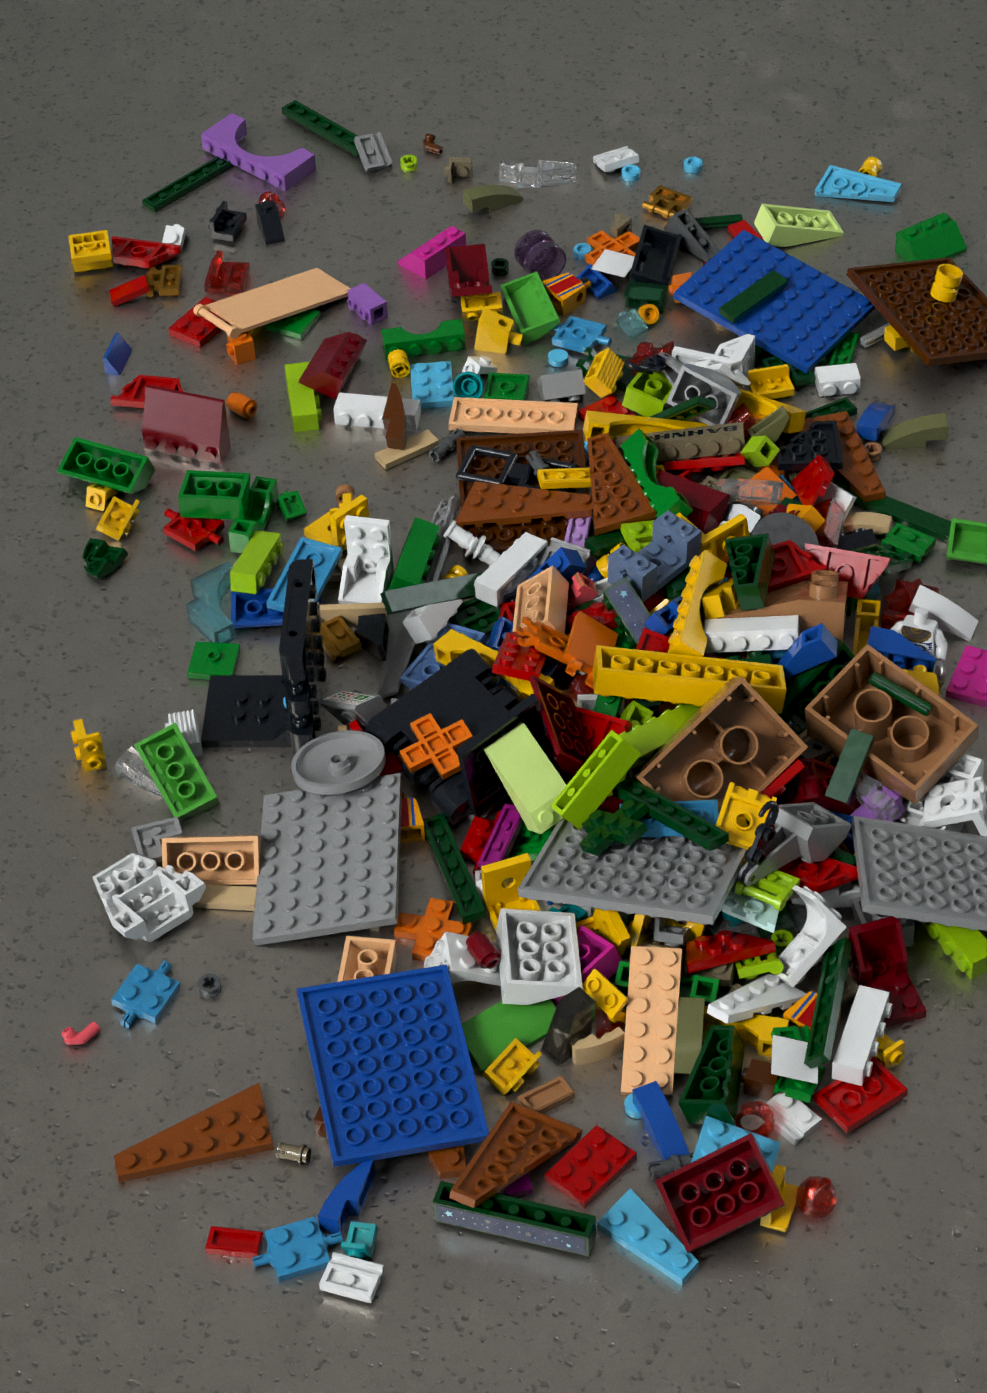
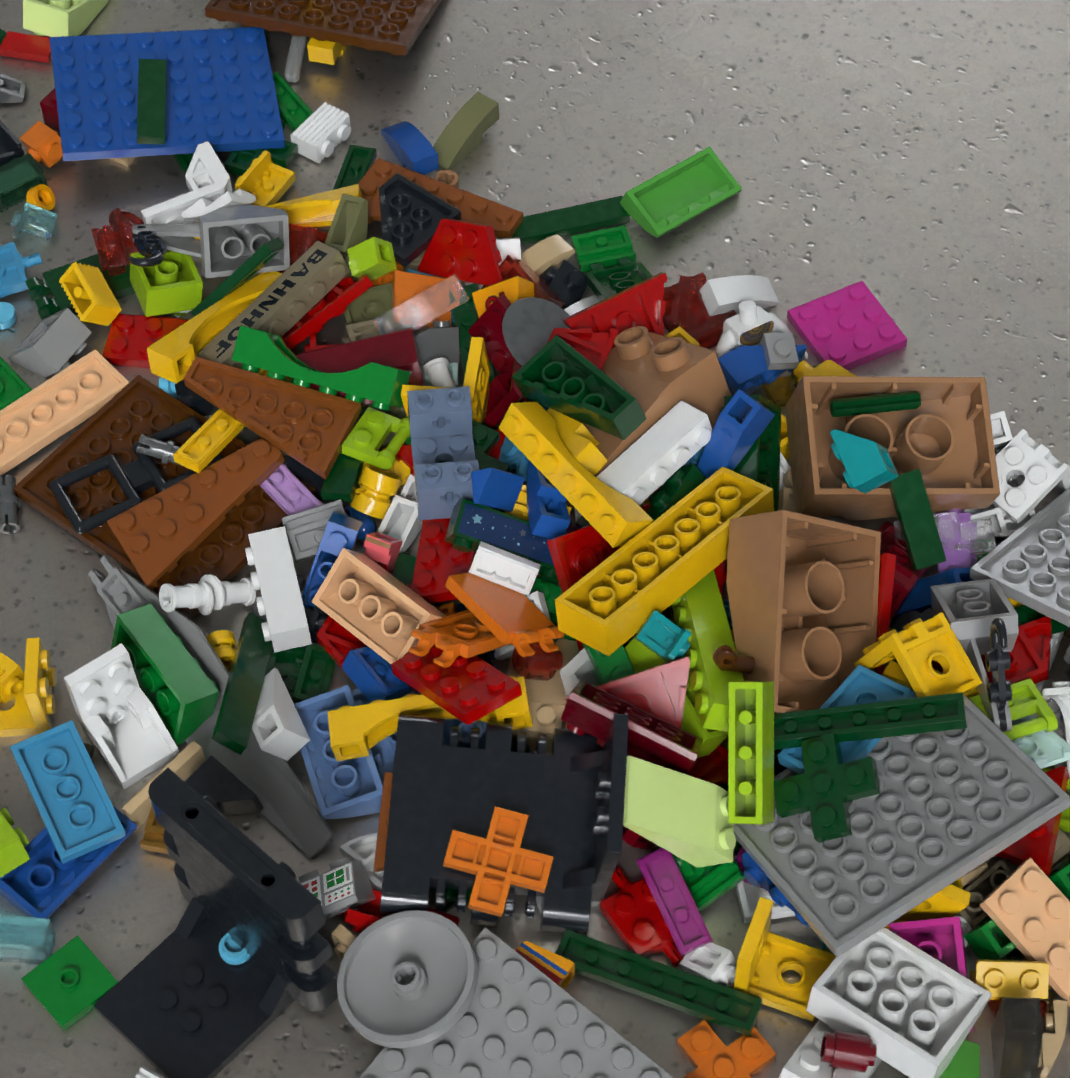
camera: 50 degrees left, 10 degrees up
(613, 628) = (504, 568): none -> white plate
(634, 707) = (663, 637): none -> teal bracket
(644, 737) = (728, 660): none -> reddish brown arm
(649, 586) = (496, 488): none -> blue slope
(844, 707) = (865, 461): none -> teal slope
(912, 648) = (779, 350): none -> light grey bracket

